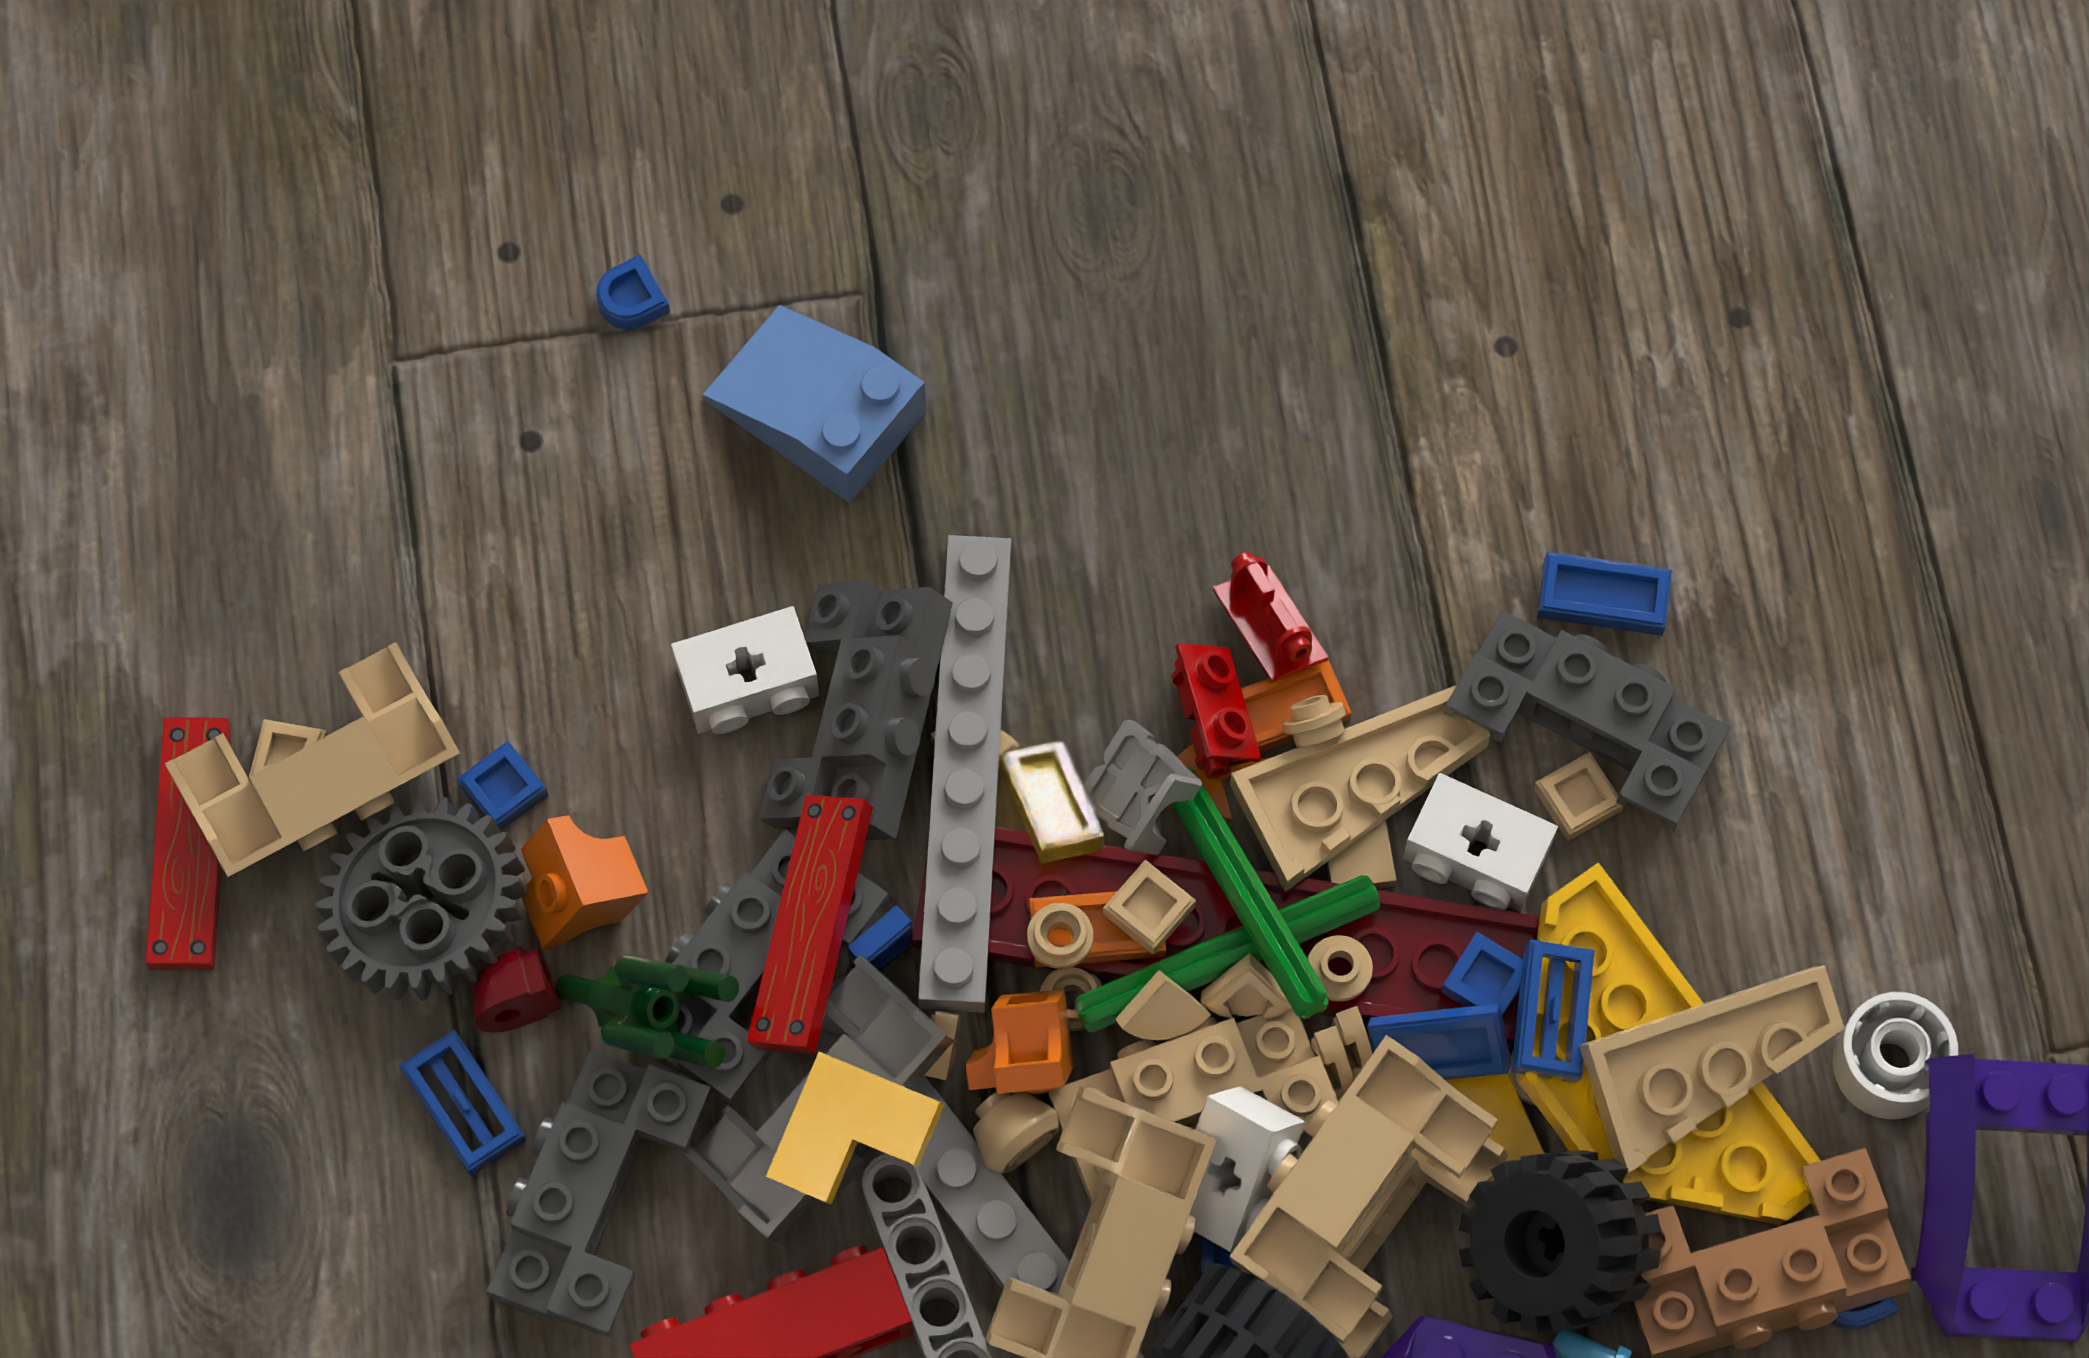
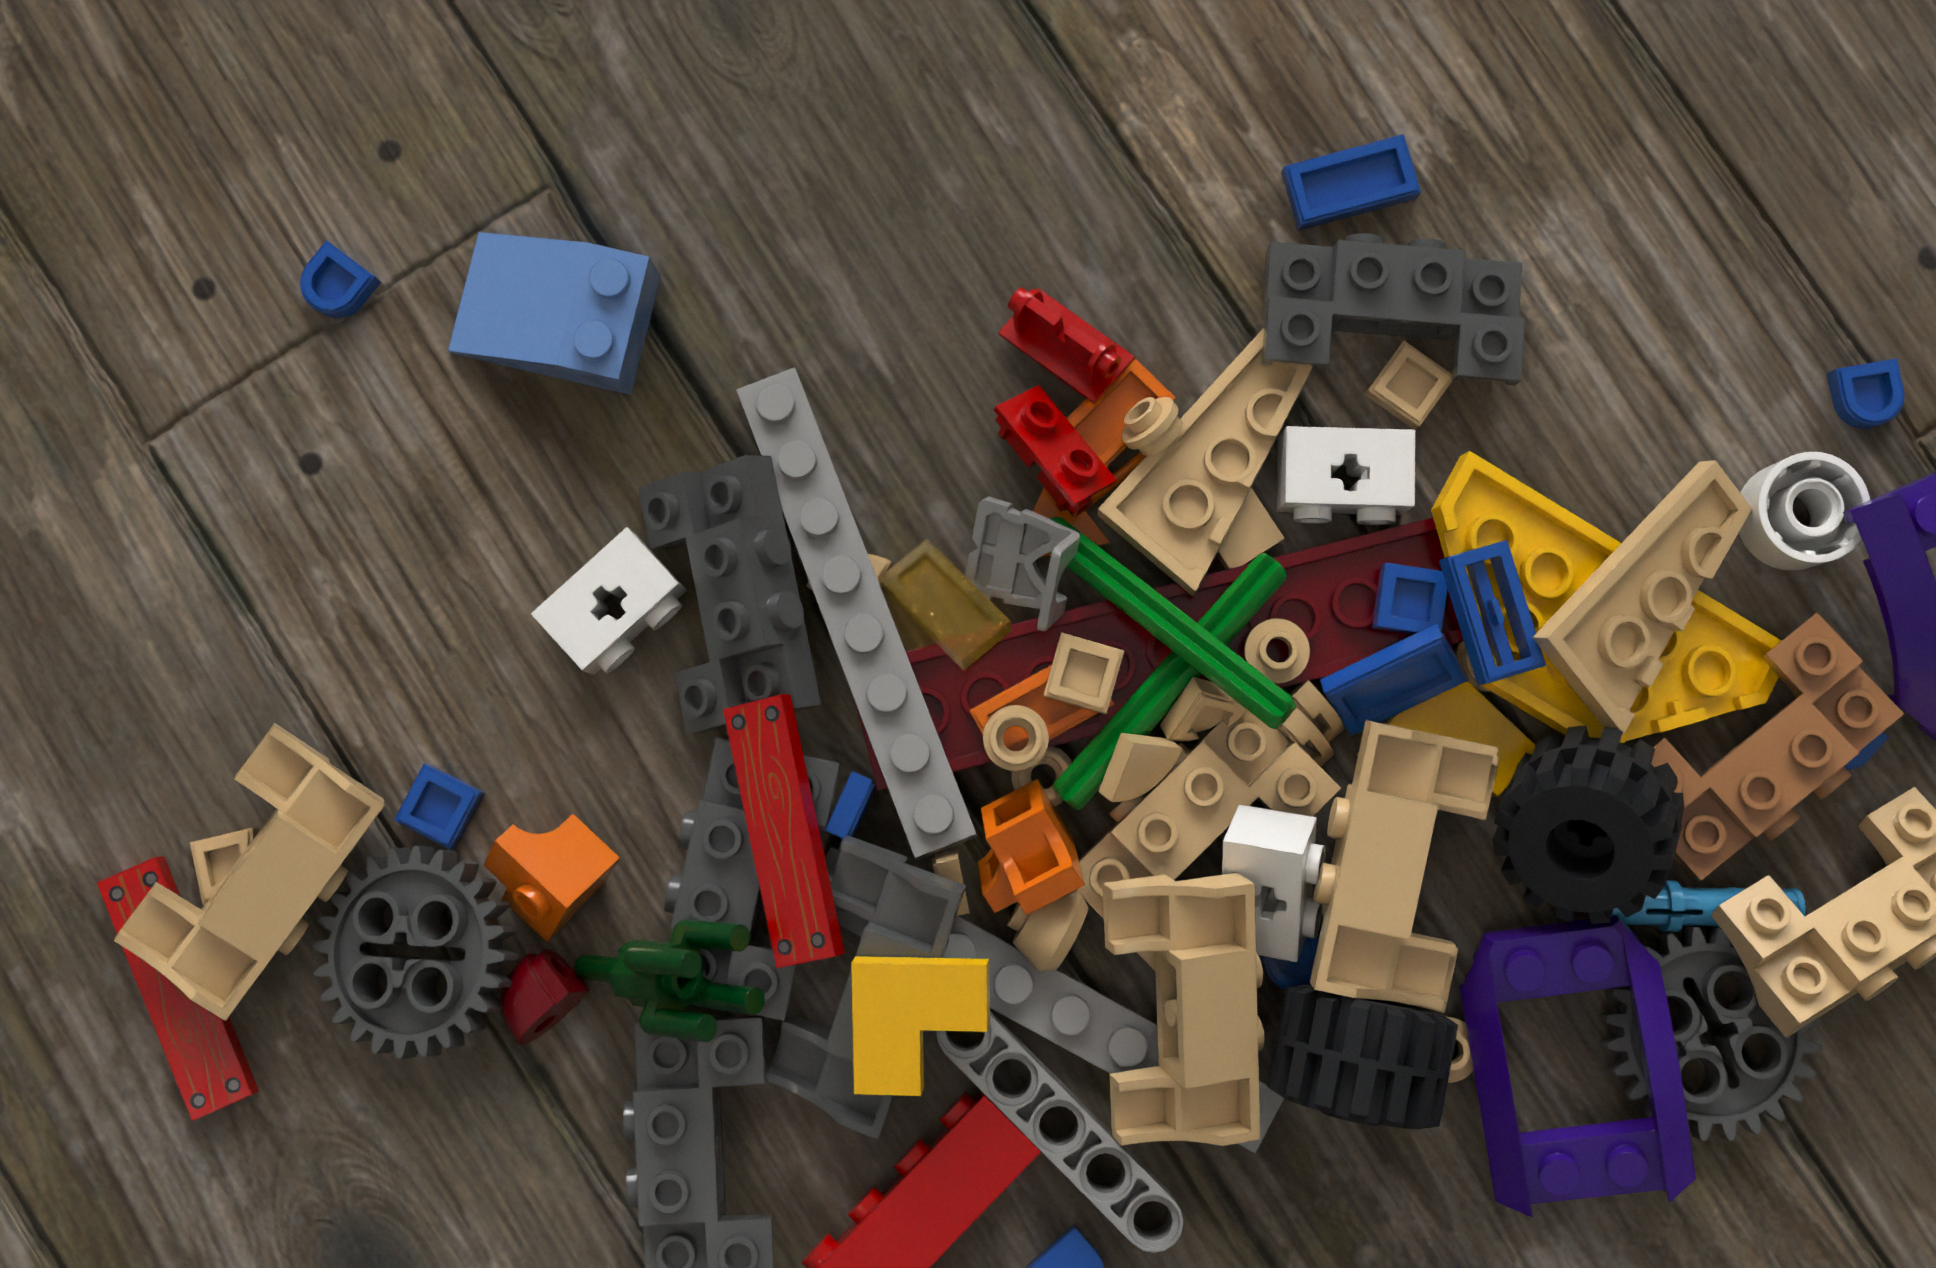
camera: 20 degrees left, 15 degrees up
(491, 1147) = (557, 1095): blue tile -> none
(2017, 987) = (1867, 393): none -> blue tile

